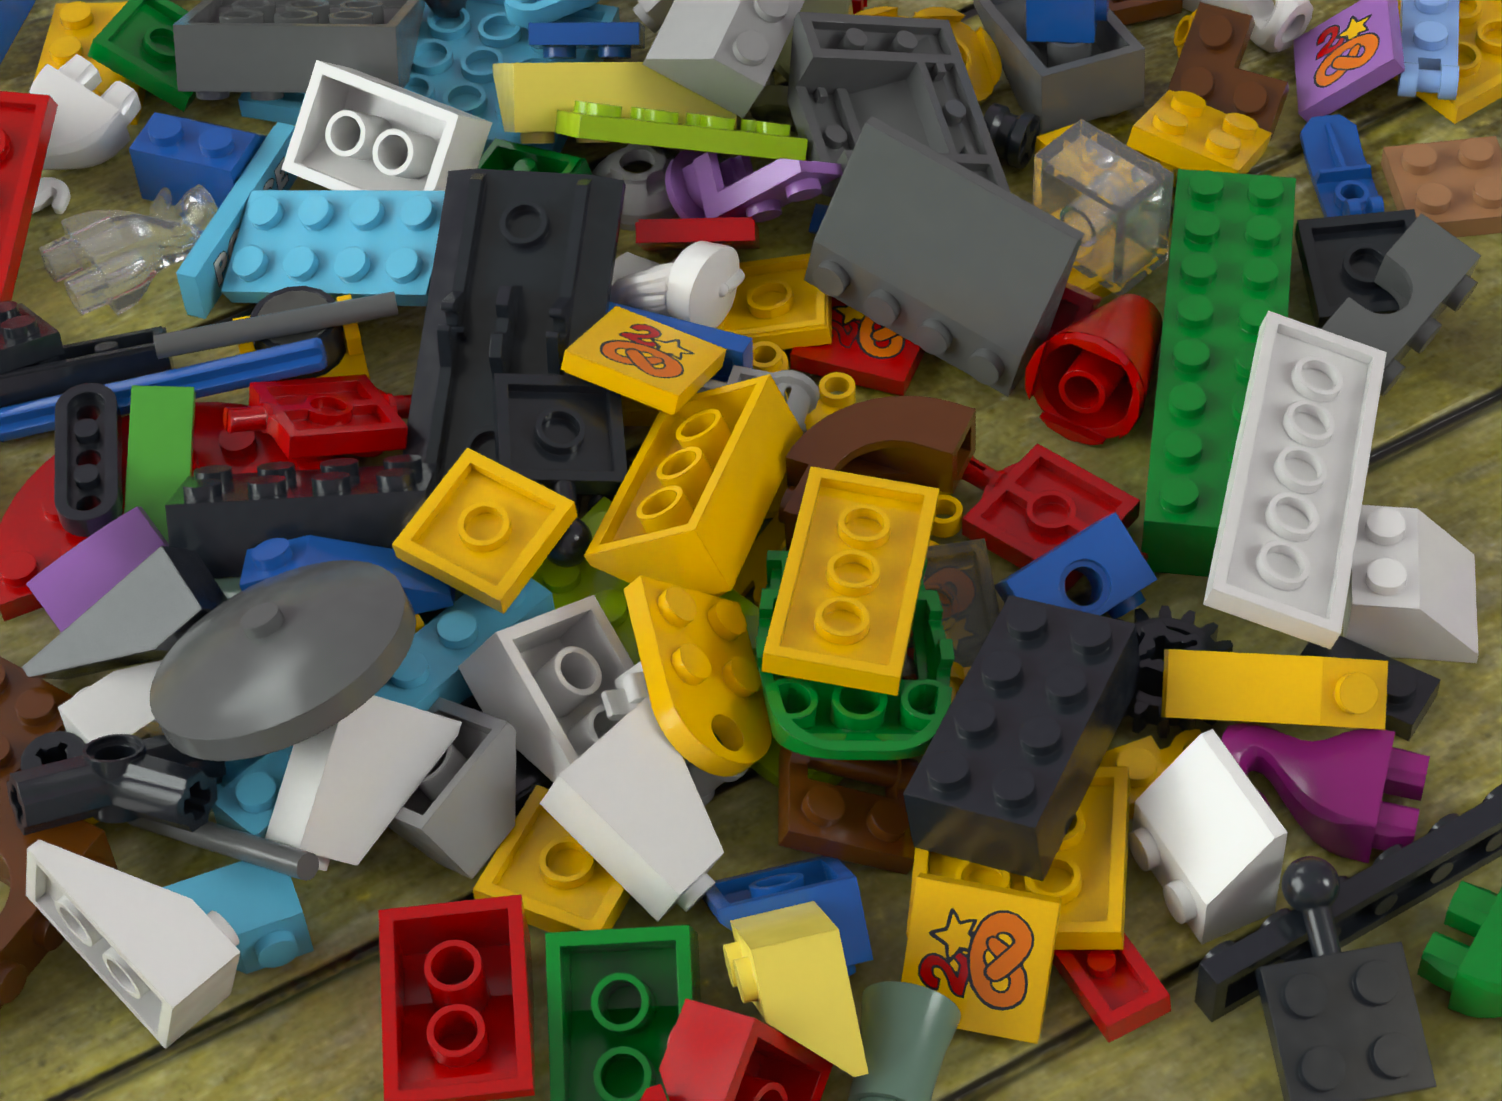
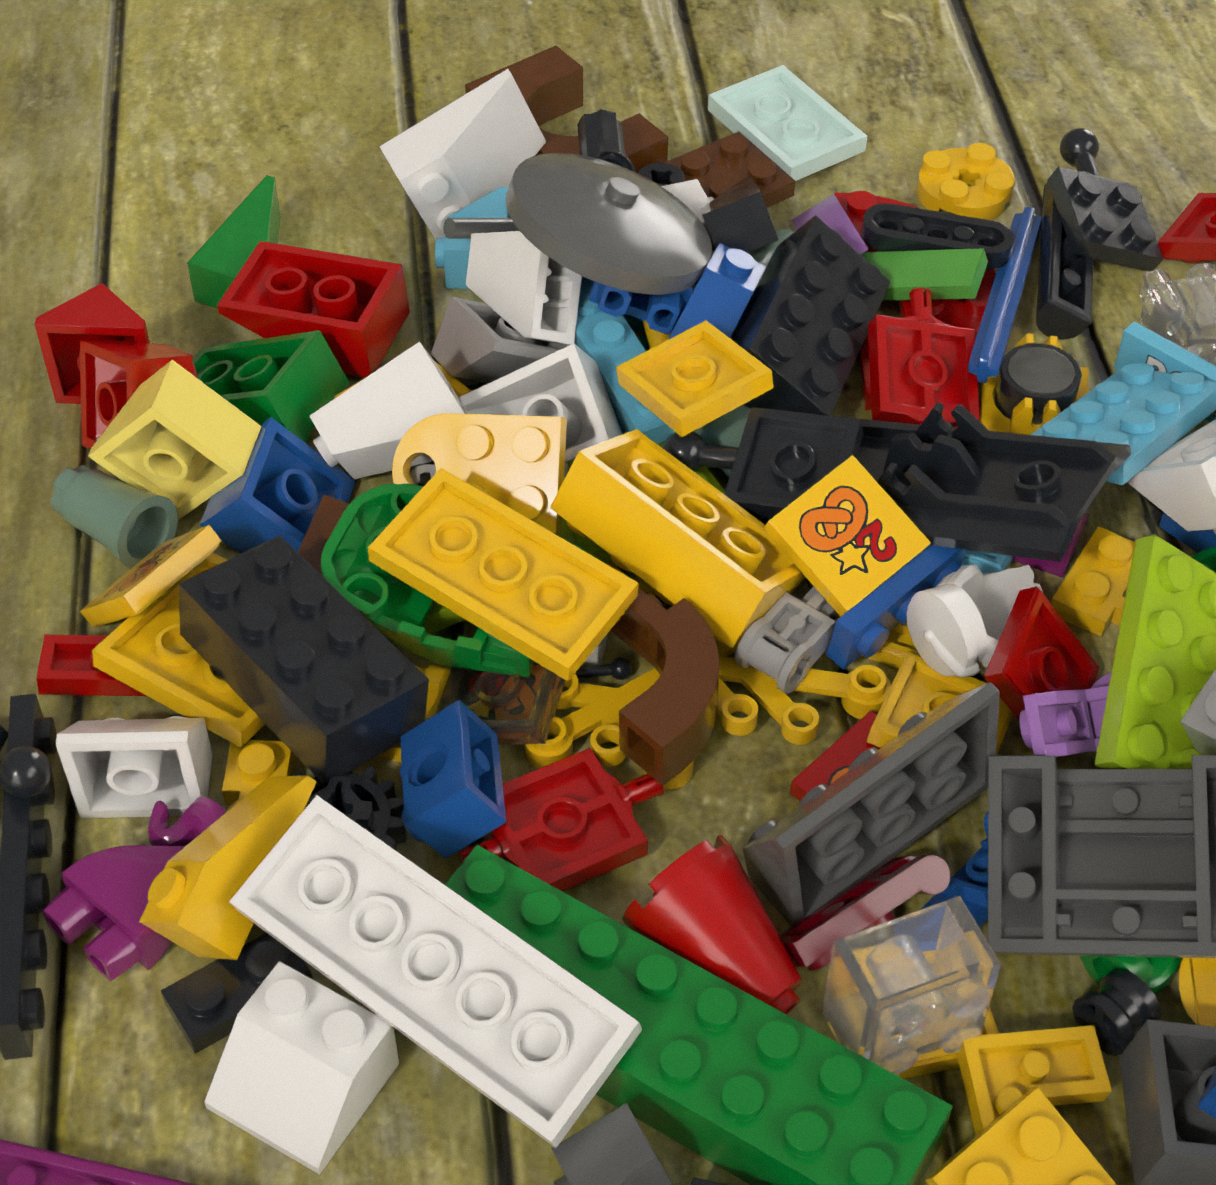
camera: 110 degrees right, 0 degrees up
(275, 325) = (1026, 352): dark grey bar -> none

